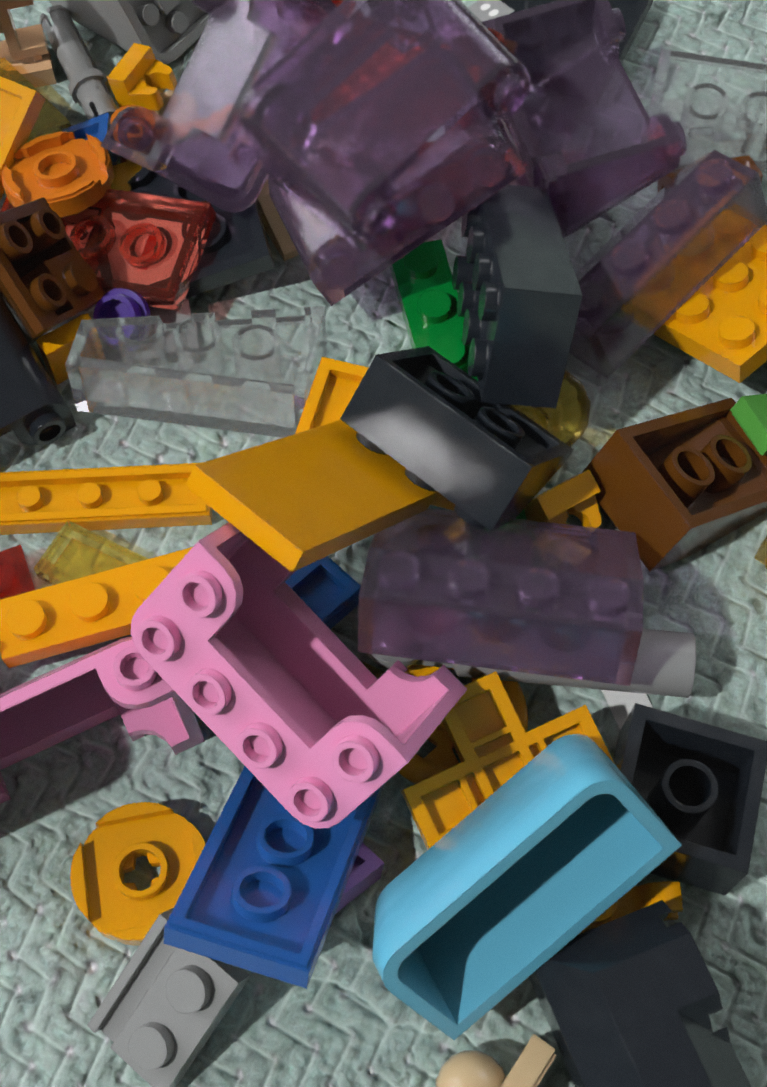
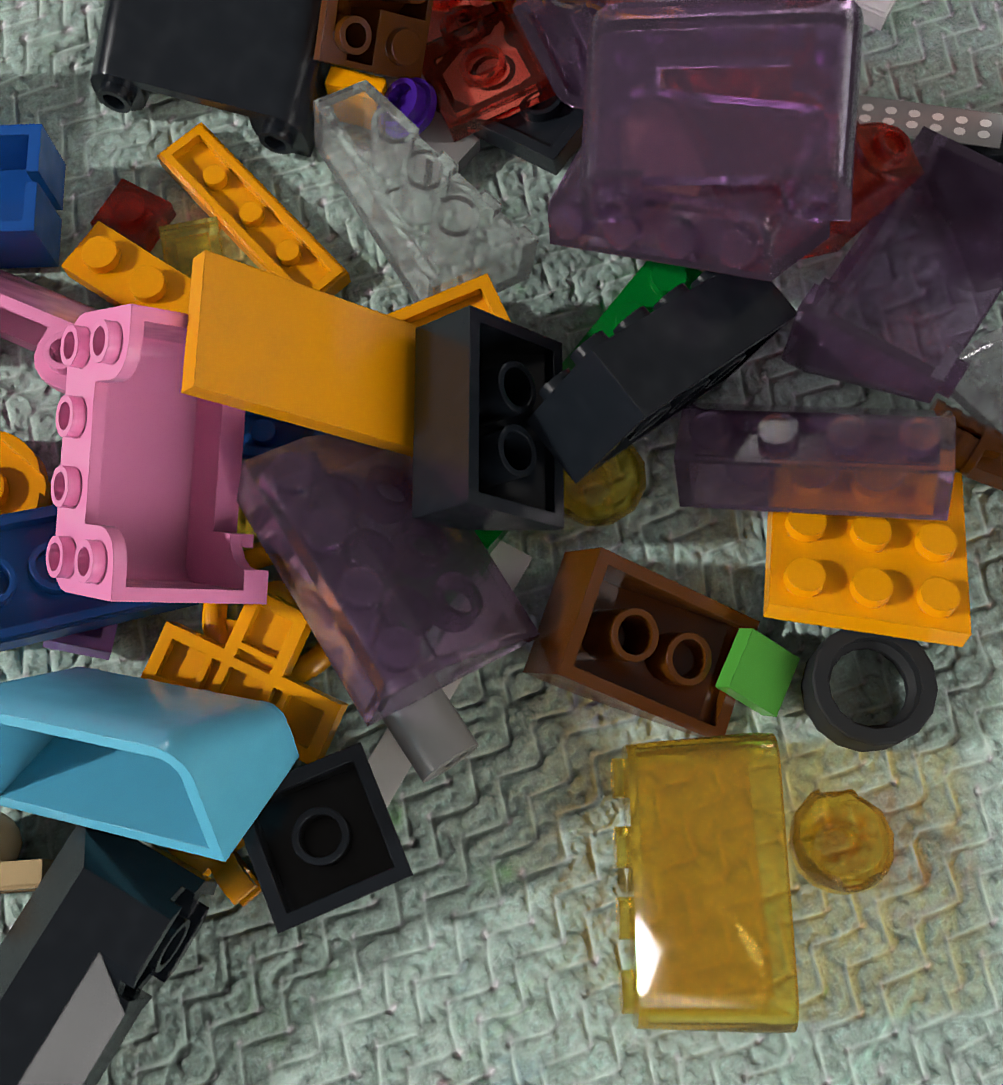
camera: 50 degrees right, 10 degrees up
(571, 496) = (538, 556): light orange tile -> none

